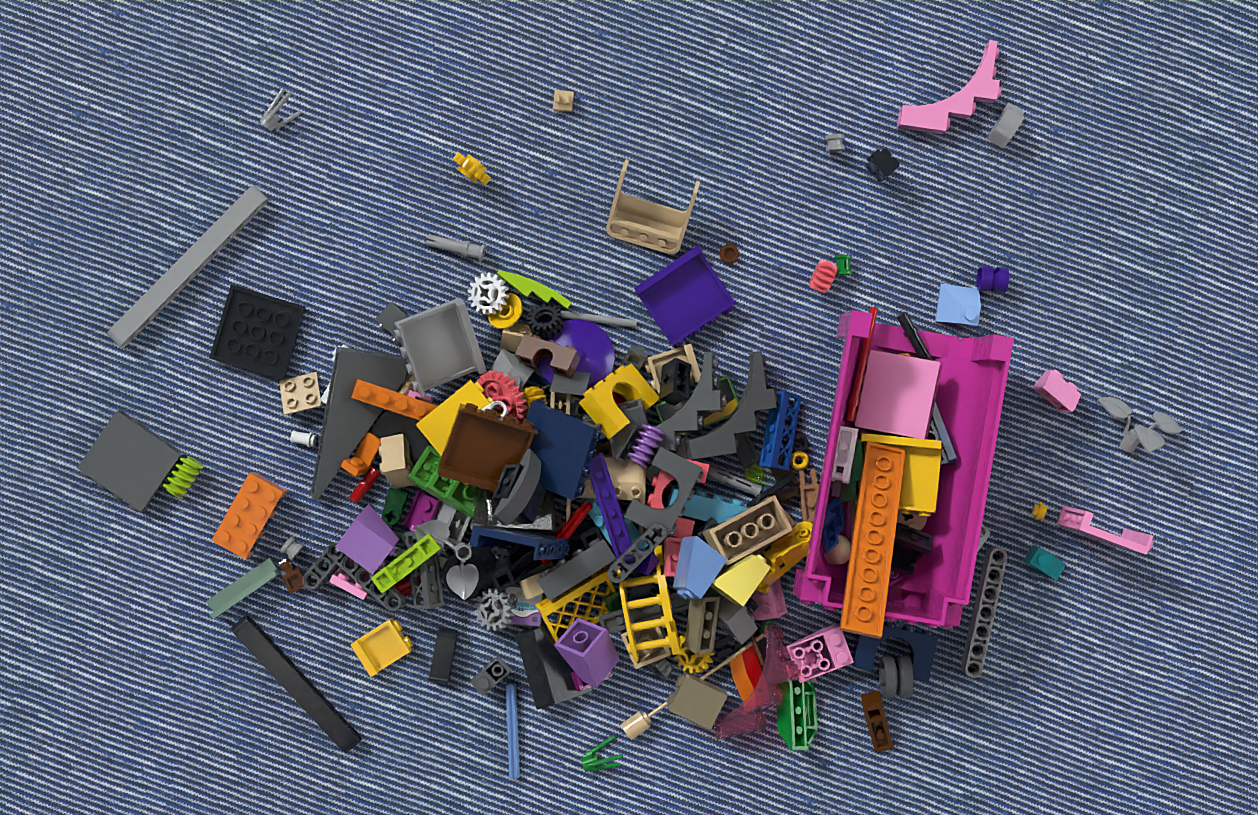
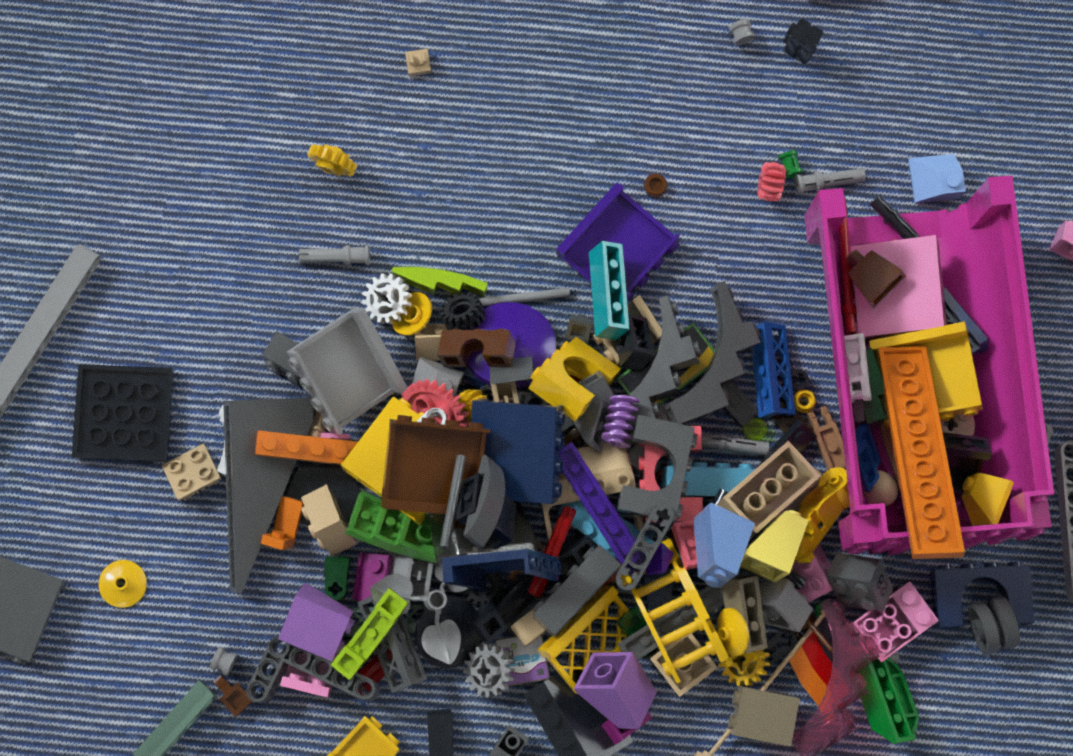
camera: 25 degrees left, 10 degrees down
(183, 476) = (70, 606): lime piece -> none
(237, 466) = (134, 585): none -> yellow dish
(249, 515) = (163, 633): orange brick -> none
(270, 119) = (82, 164): light grey plant -> none
(303, 438) = (207, 525): white pin -> none
(364, 485) = (294, 562): red axle -> none
(493, 482) = (452, 502): none -> dark grey bar
(647, 222) = (552, 172): tan windscreen -> none
(661, 668) = (709, 690): dark grey piece -> none
(666, 334) = (608, 290): none -> teal brick
(689, 633) = (733, 631): none -> yellow dish
(800, 619) = (860, 581): none -> dark grey brick
(862, 284) = (818, 181): none -> light grey pin
(877, 721) = (987, 688): reddish brown slope -> none
(880, 381) = (874, 275): none -> reddish brown torso
(917, 583) = (985, 498): none -> yellow slope
(992, 279) = (964, 137): dark purple wheel -> none

